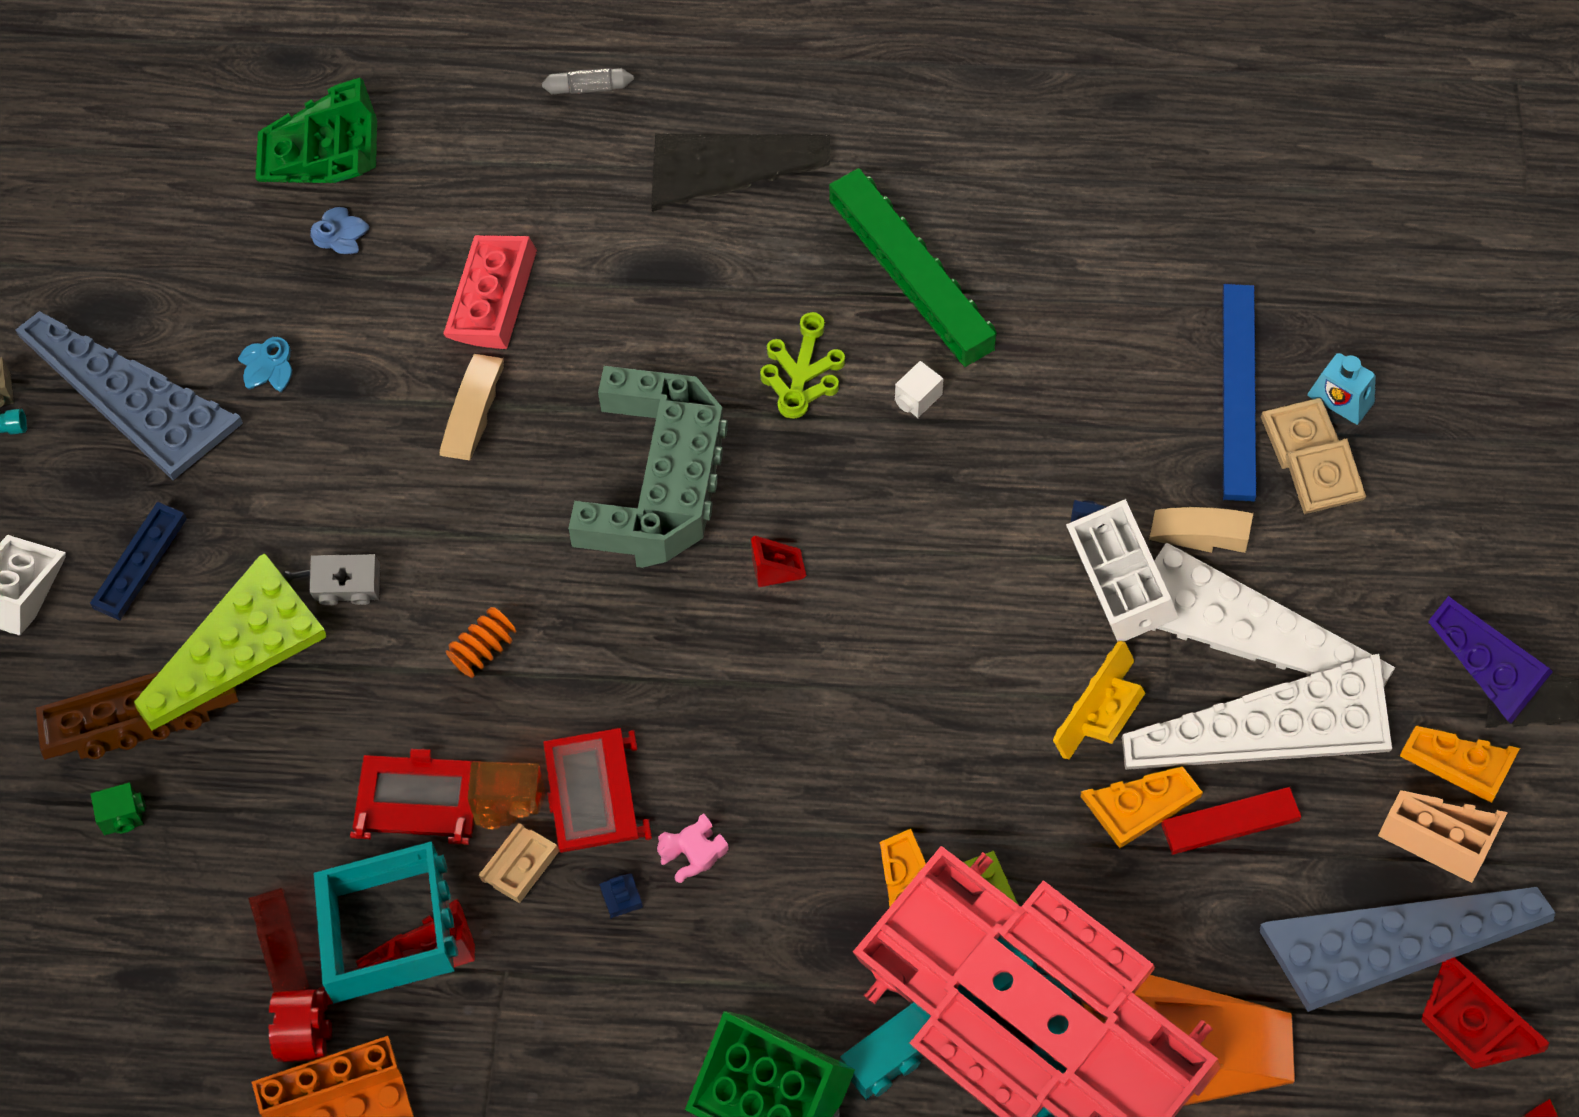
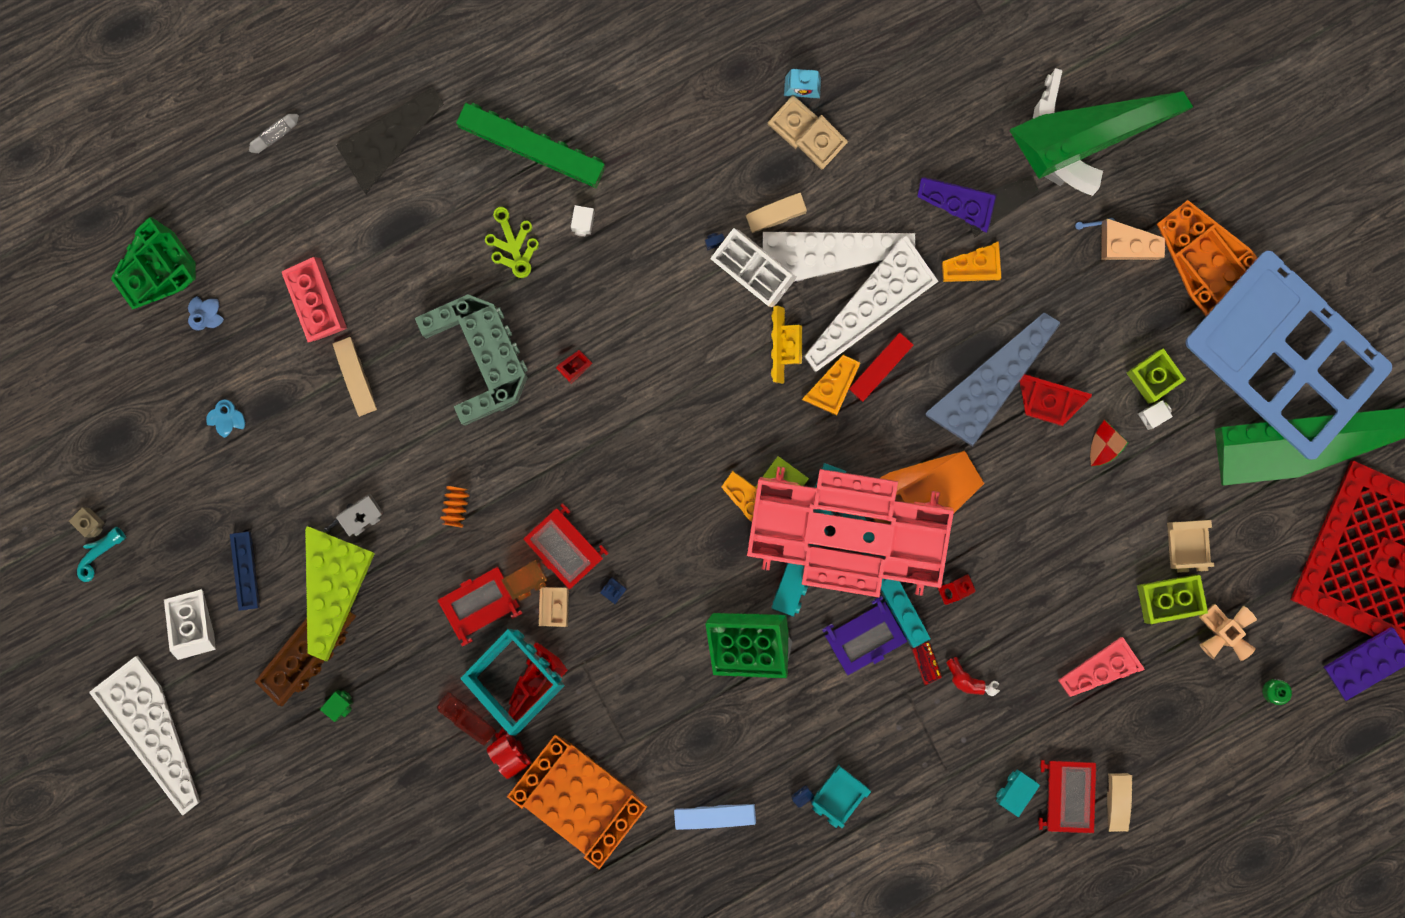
camera: 35 degrees left, 25 degrees up
(152, 412) = (188, 484): sand blue wing -> none
(695, 845) = (630, 543): bright pink animal -> none
(1239, 393) = (748, 115): blue tile -> none
(1442, 832) = (988, 313): light nougat wedge -> none

